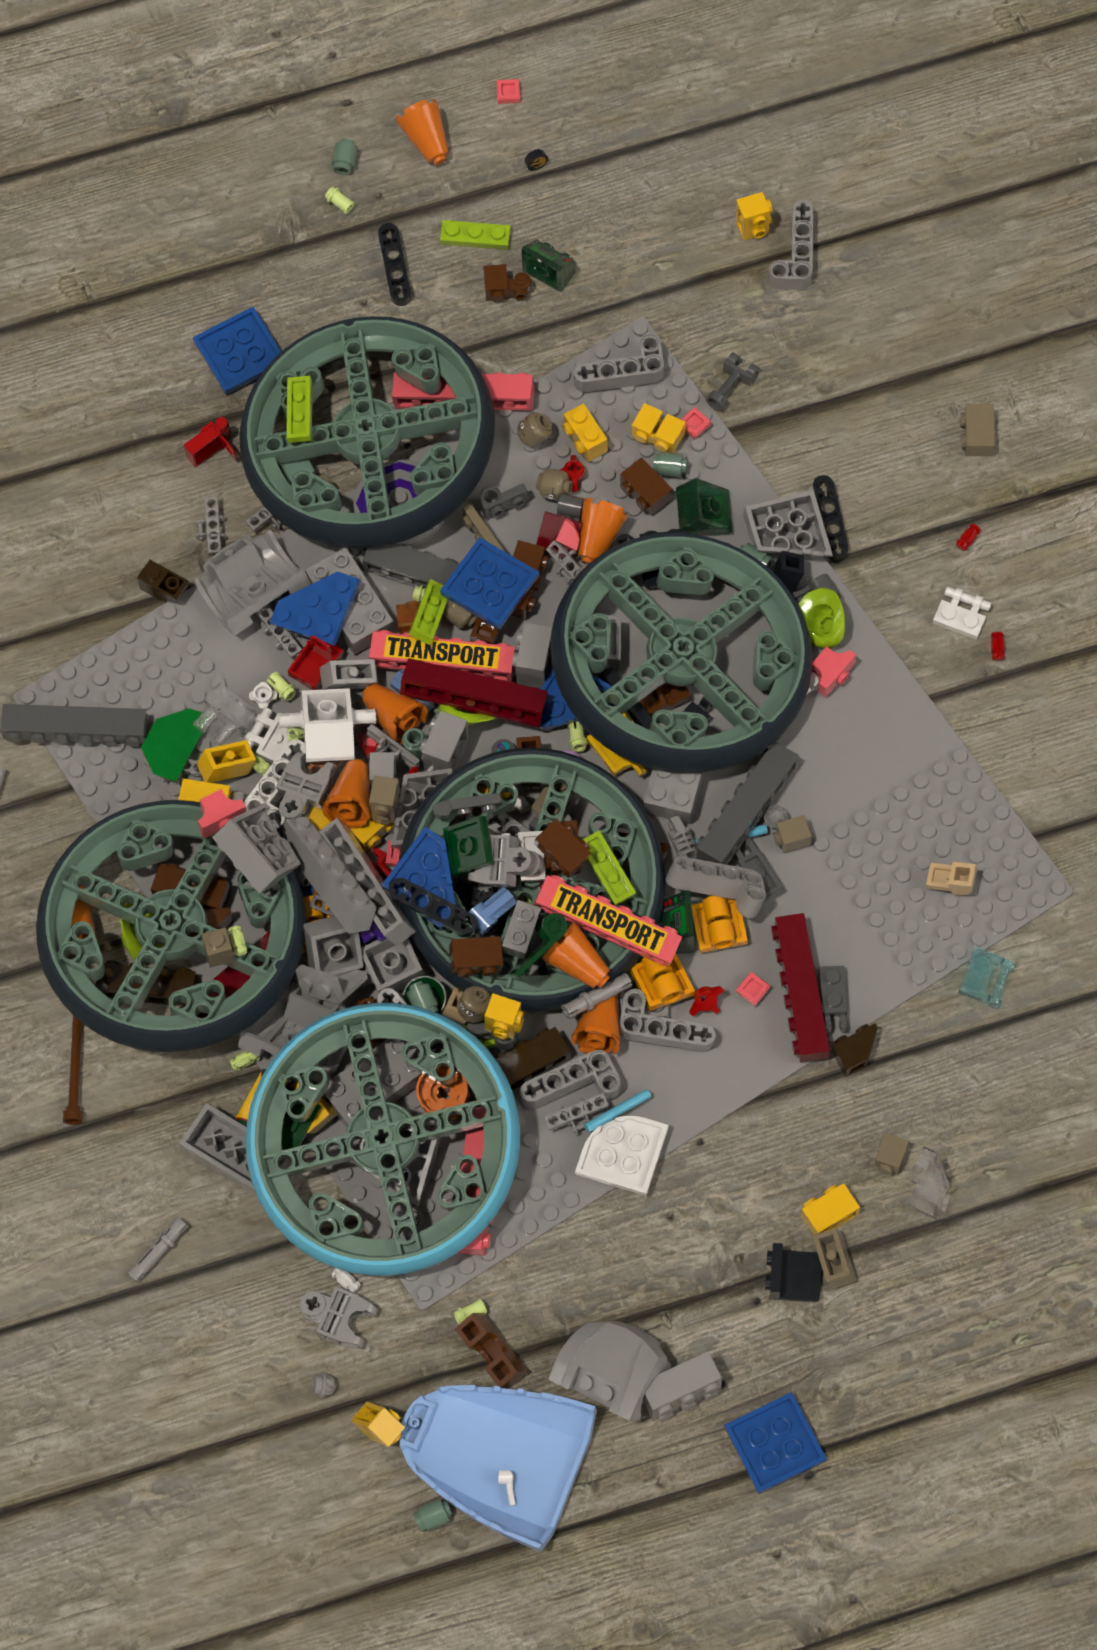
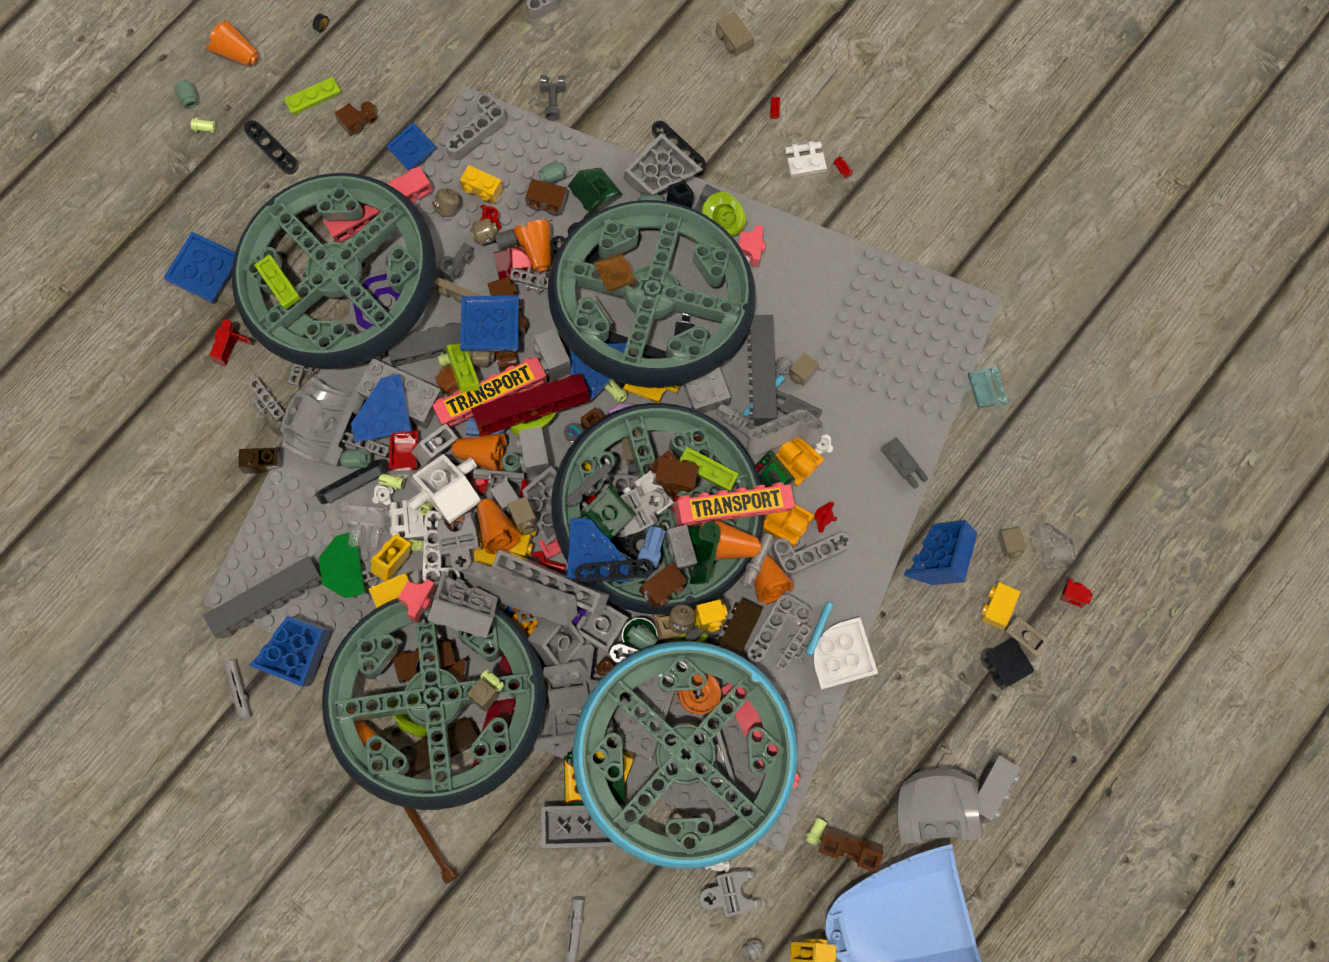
camera: 40 degrees left, 5 degrees up
(68, 796) = (293, 651): none -> blue wedge
(240, 661) = (351, 481): none -> black beam
(243, 1060) = (541, 758): yellowish green piece -> none
(259, 640) = (355, 458): none -> sand green brick
(507, 1477) = (920, 930): white hand -> none
(541, 350) = (411, 147): none -> blue plate
(548, 264) = (377, 87): clear green slope -> none
(651, 605) = (614, 272): none -> clear orange piece
(664, 433) = (518, 155): yellow piece -> none
(665, 698) = (658, 330): reddish brown slope -> none
(696, 423) = (548, 136): coral tile -> none
(752, 989) = (848, 489): coral tile -> none
(761, 931) = (826, 439): none -> white plate
(775, 1443) = (1074, 786): blue plate -> none
(801, 988) = (880, 469): dark red brick -> none
(809, 1119) = (944, 554): none -> blue wedge
(854, 1051) = (942, 488): dark brown slope -> none
(922, 1251) = (1076, 594): none -> red brick
(957, 878) = (928, 334): tan brick -> none

